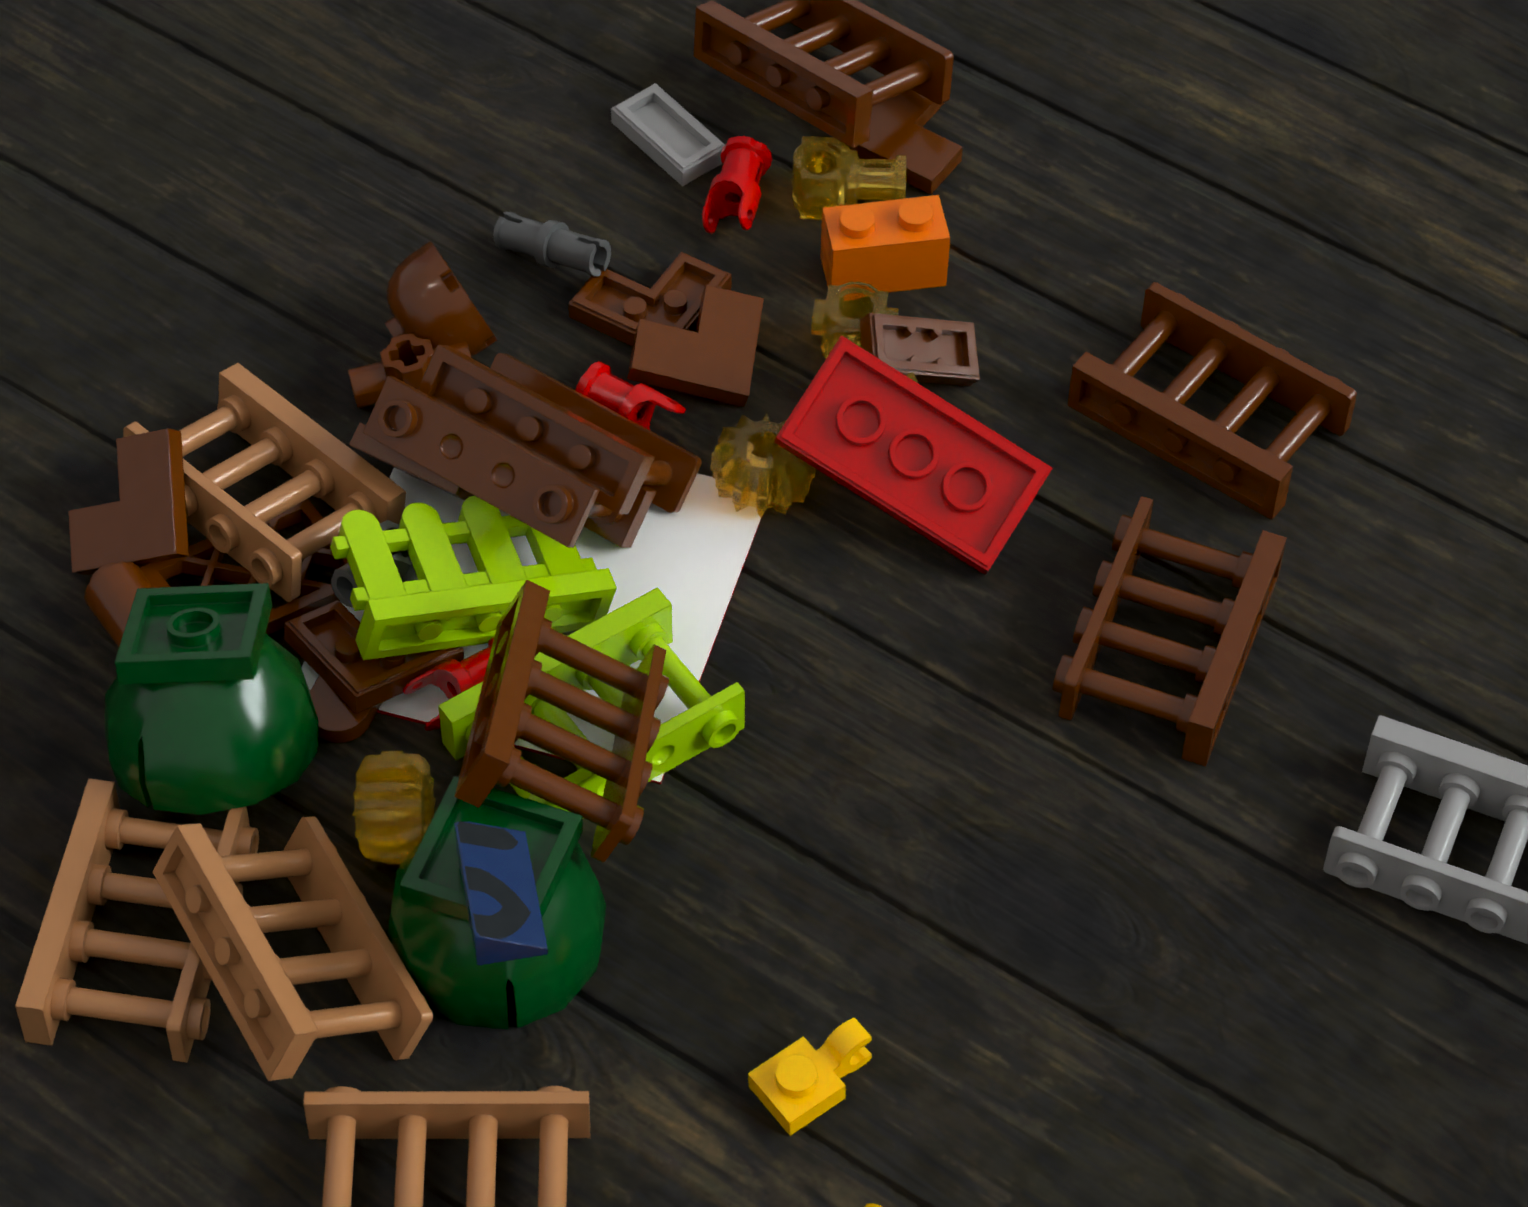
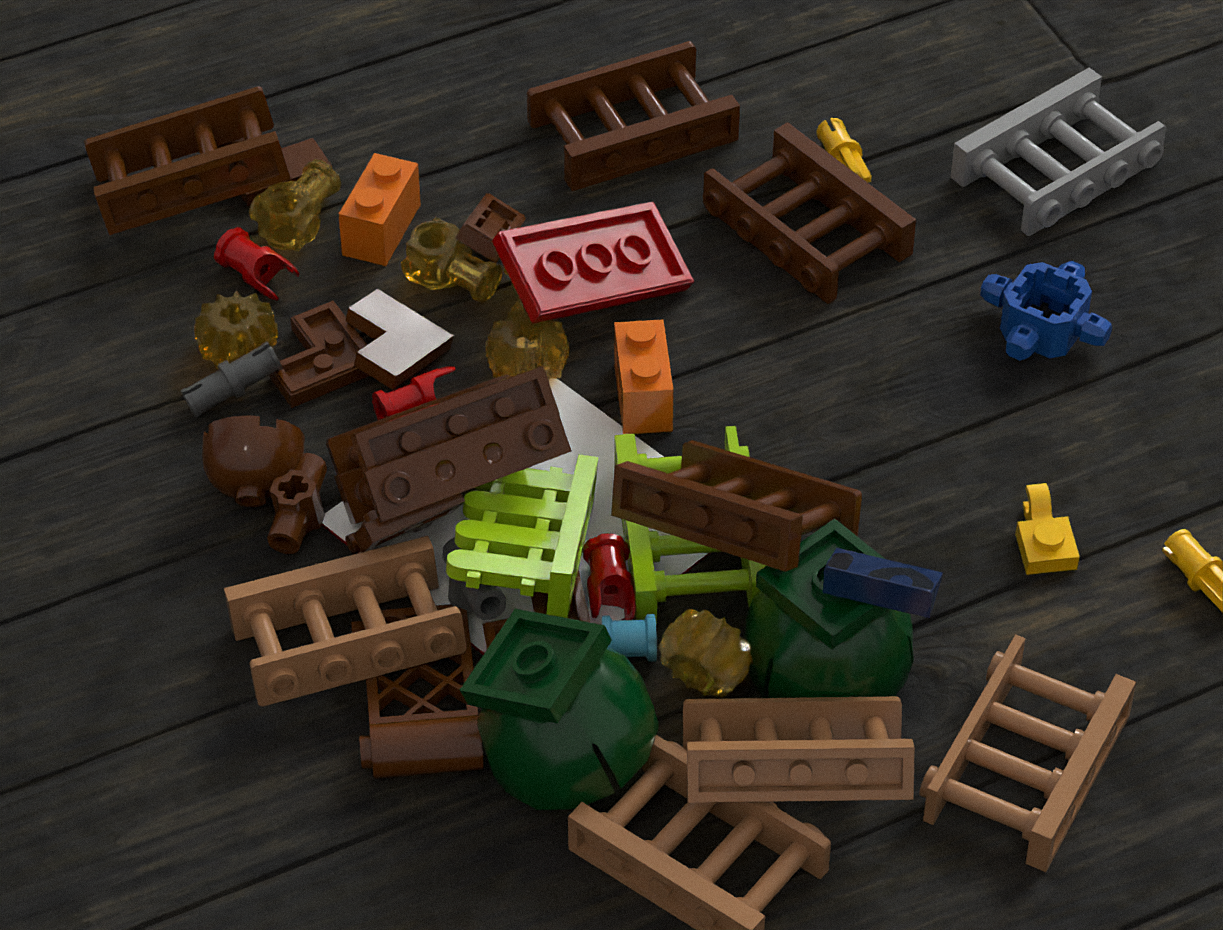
camera: 60 degrees left, 5 degrees down
(151, 512) = (343, 696): reddish brown tile -> none
(390, 728) = (633, 637): none -> medium azure bush
(626, 213) = (234, 327): none -> clear yellow gear
(668, 134) = (165, 283): light grey tile -> none
(787, 582) = (643, 377): none -> orange brick
(1183, 972) = (1063, 290): none -> blue piece
(1305, 624) = (843, 147): none -> yellow axle

